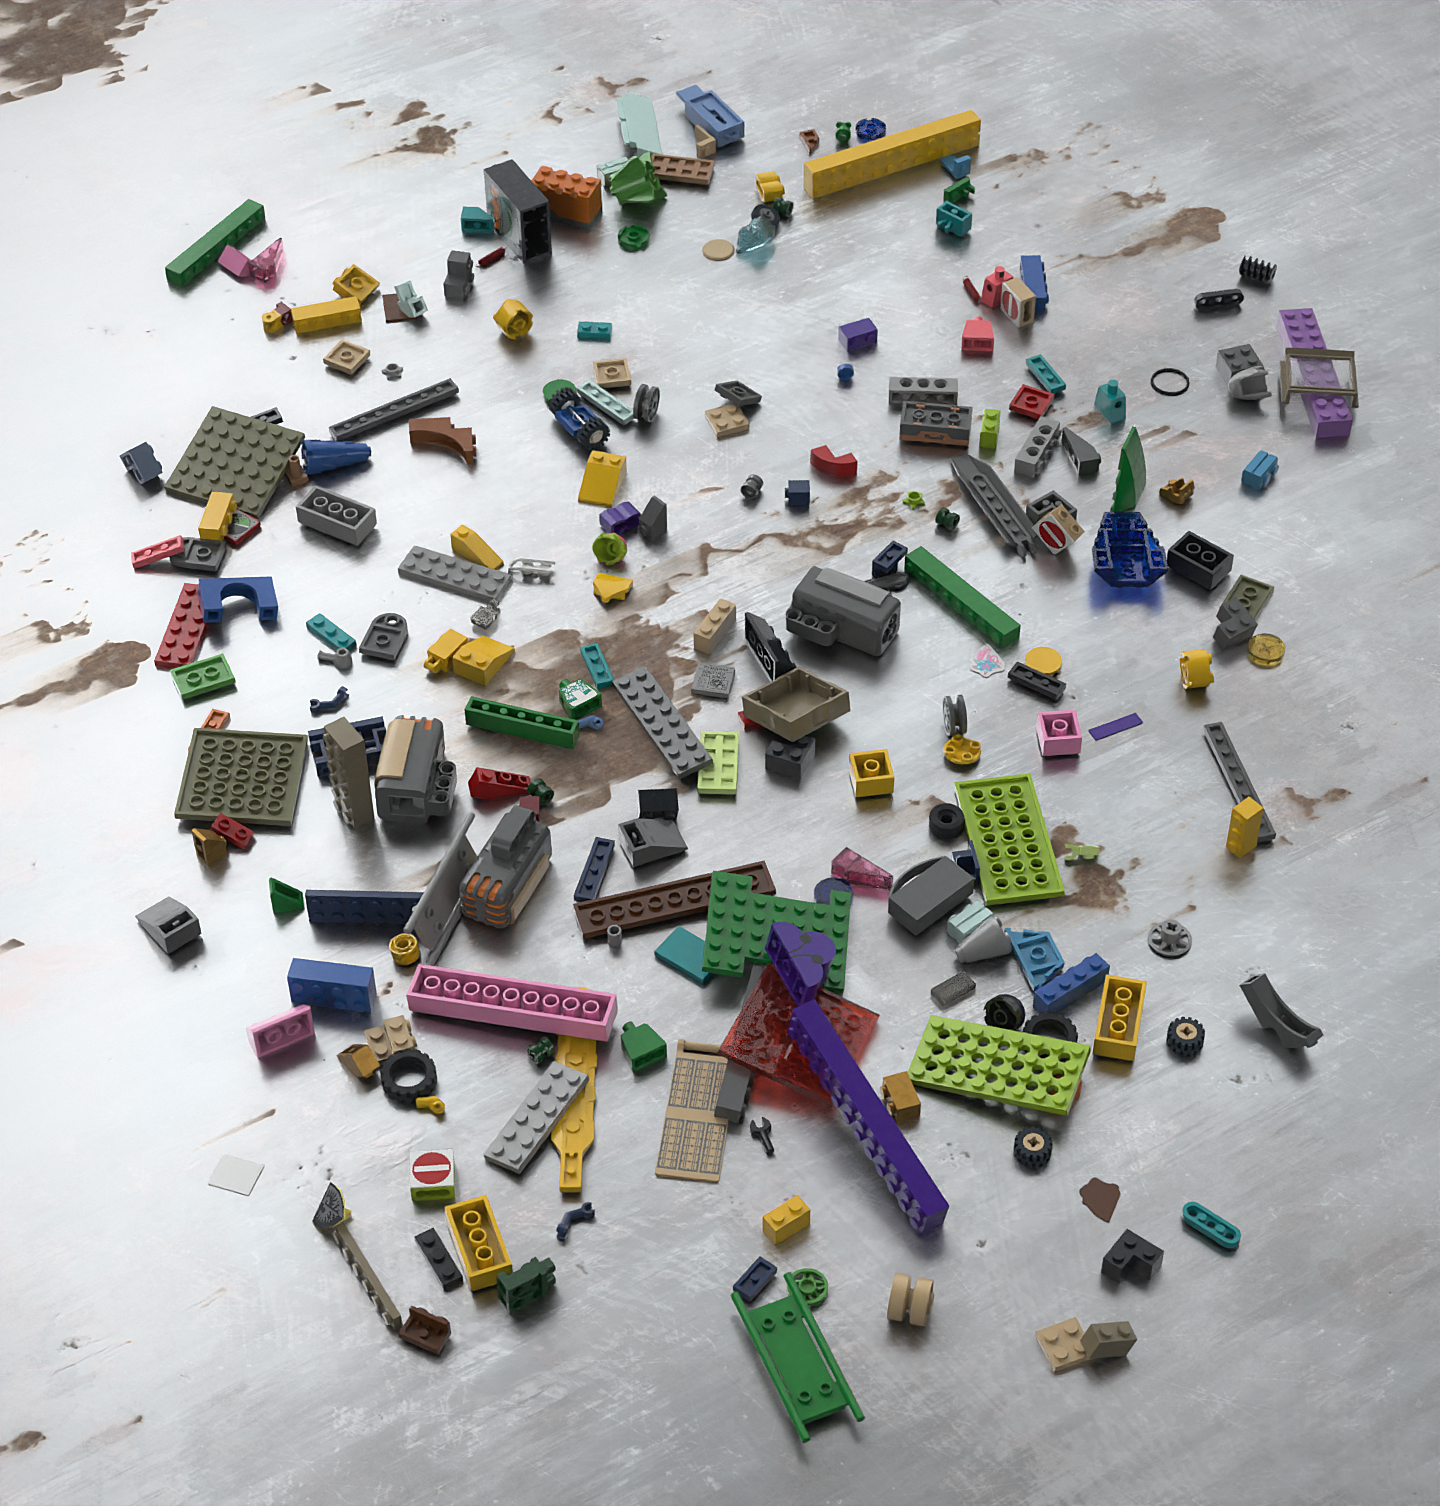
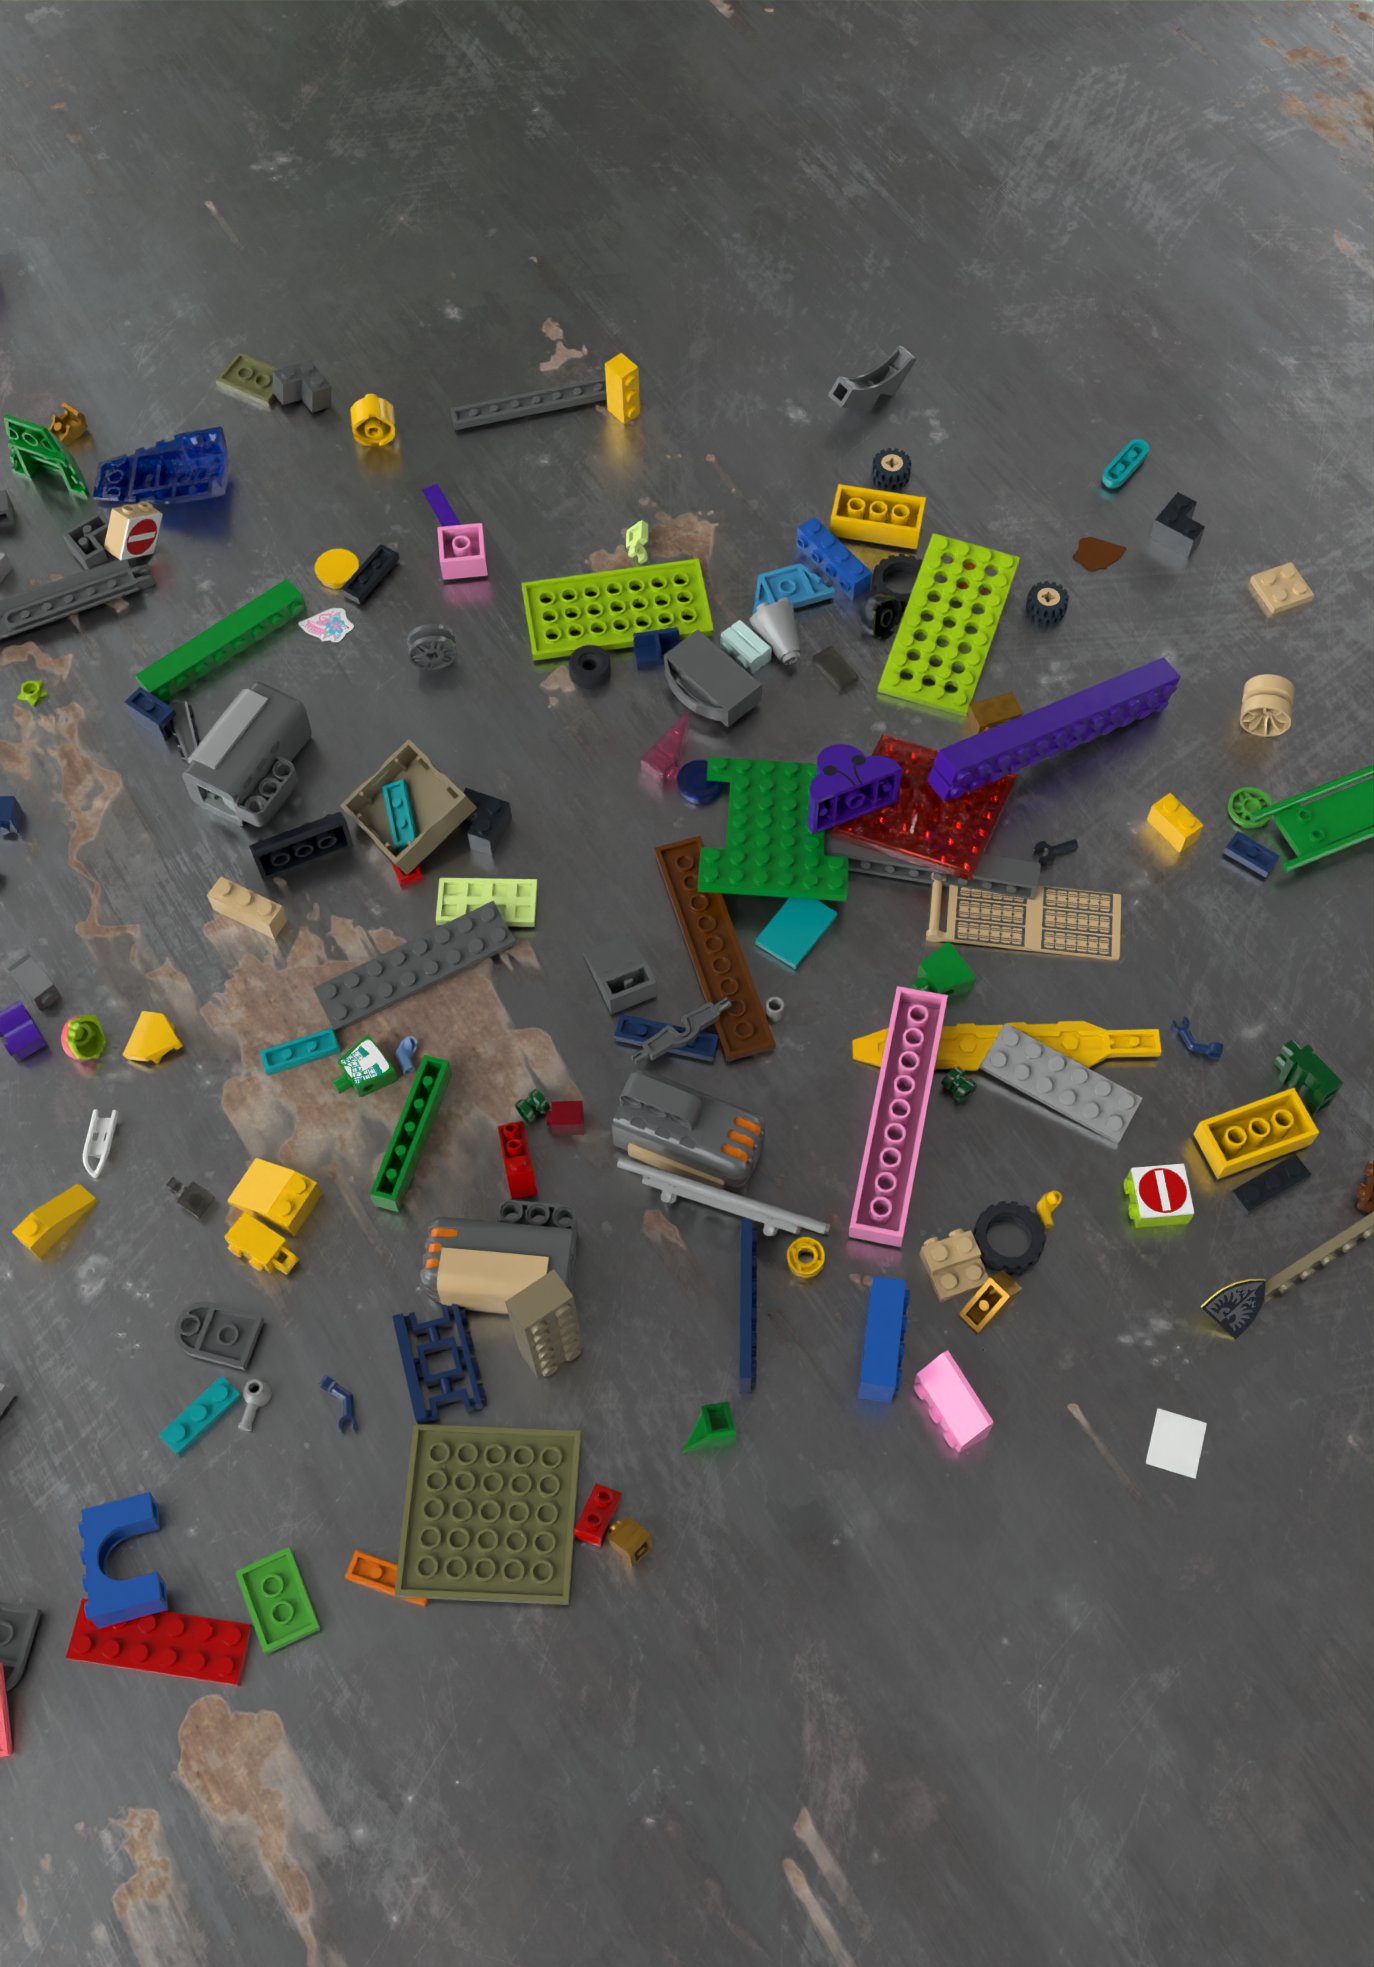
camera: 90 degrees left, 15 degrees up
(170, 923) = (769, 1585): slope -> none
(454, 573) = (95, 1249): light grey plate -> none
(600, 881) = (670, 1038): none -> dark grey piece
(657, 803) = (562, 964): black brick -> none
(713, 680) = (338, 912): light grey tile -> none
(794, 702) = (400, 813): none -> teal tile
(871, 773) = (518, 734): yellow brick -> none
(946, 518) = (81, 652): dark green wheel -> none
(962, 750) = (477, 649): yellow dish -> none
(1108, 1339) = (1284, 544): dark tan brick -> none
(1170, 934) = (755, 473): light grey wheel -> none
(1199, 560) = (194, 406): black brick -> none
(1260, 470) = (46, 348): dark azure brick -> none
(1266, 648) = (336, 366): clear yellow tile -> none

